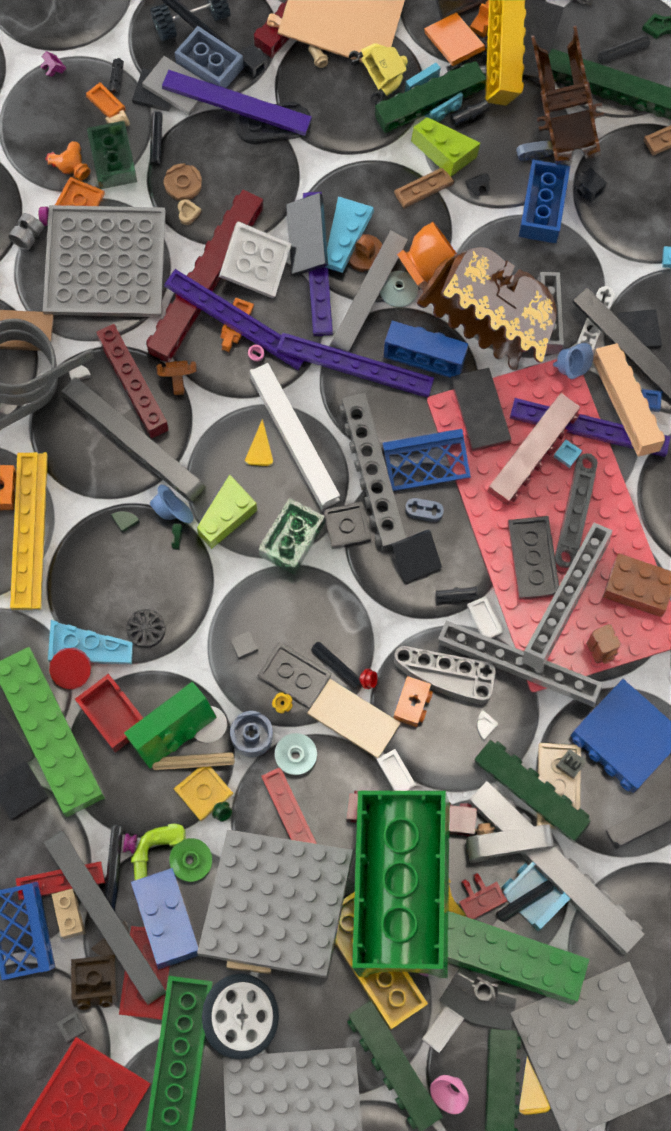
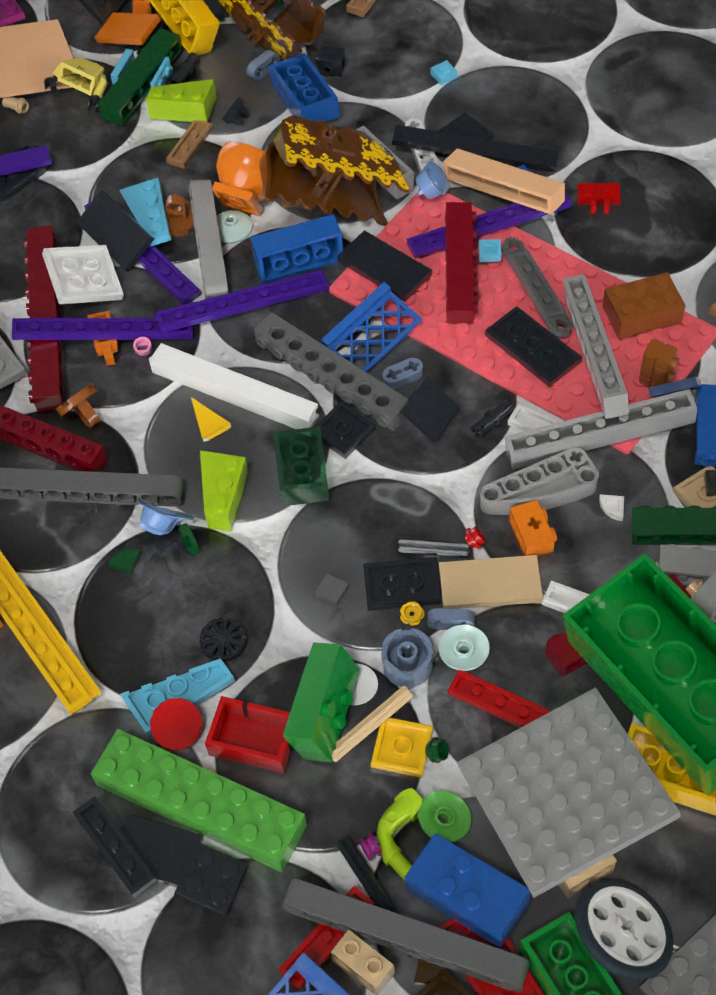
camera: 30 degrees left, 15 degrees down
(304, 726) = (446, 618): none -> sand blue beam
(597, 672) = (690, 383): none -> dark blue tile

